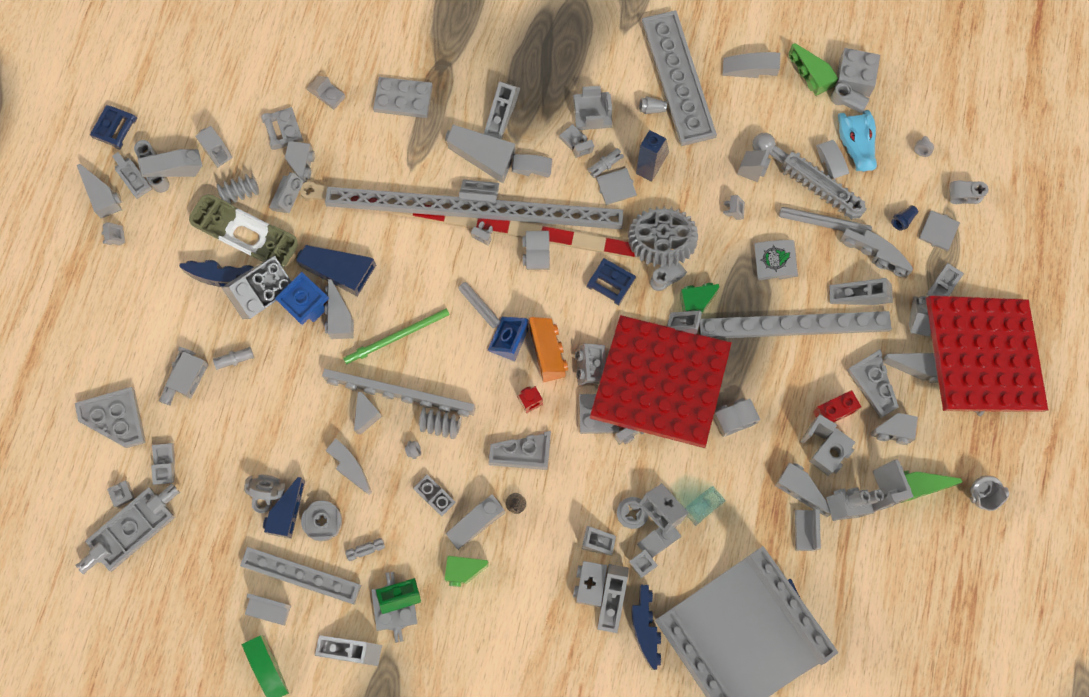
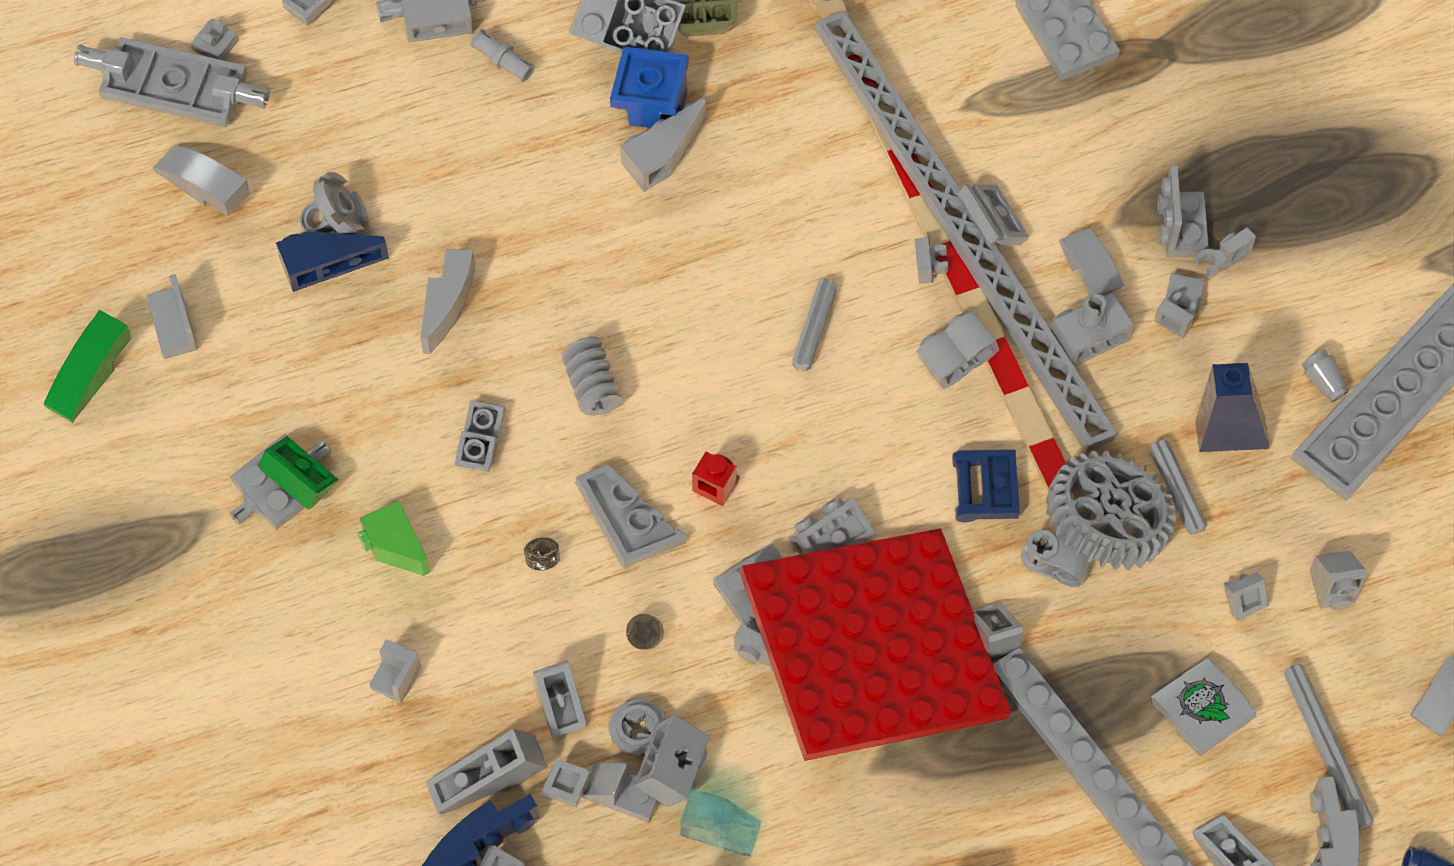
camera: 55 degrees right, 10 degrees down
(164, 463) = (291, 67): light grey slope -> none
(197, 547) = (203, 178): none -> light grey slope
(300, 575) = (246, 333): light grey plate -> none
(314, 513) = (346, 329): light grey plate -> none
(343, 268) = (734, 106): dark blue slope -> none
(348, 650) = (179, 459): light grey slope -> none
(363, 351) = (630, 214): bright green bar -> none
(365, 414) = (536, 271): light grey slope -> none
(365, 549) = (339, 393): light grey axle -> none
(406, 395) = (603, 308): light grey plate -> none
(413, 449) = (529, 367): light grey plate -> none
(475, 521) = (479, 515): light grey slope -> none
(482, 150) = (1062, 183): light grey slope -> none
(501, 109) = (1146, 167): light grey slope -> none
(509, 337) = (793, 397): blue slope -> none
(532, 611) = (396, 671): none -> light grey panel
(536, 113) = (1184, 218): none -> light grey bracket
(547, 348) = (808, 451): orange slope -> none
(565, 102) = (1232, 250): none -> light grey plate
(565, 185) = (1092, 328): none -> light grey brick
(586, 480) = (644, 631): none -> clear smoke tile
(591, 596) = (498, 710): light grey brick -> none
(592, 109) = (1251, 293): light grey panel -> none
(605, 163) = (1175, 364): light grey pin -> none
(616, 186) = (1151, 404): light grey piece -> none
(662, 201) = (1178, 487): none -> light grey axle
(698, 298) = (1051, 626): green slope -> none
(736, 417) = (894, 791): light grey brick -> none
(812, 178) = (1386, 645): light grey gear -> none

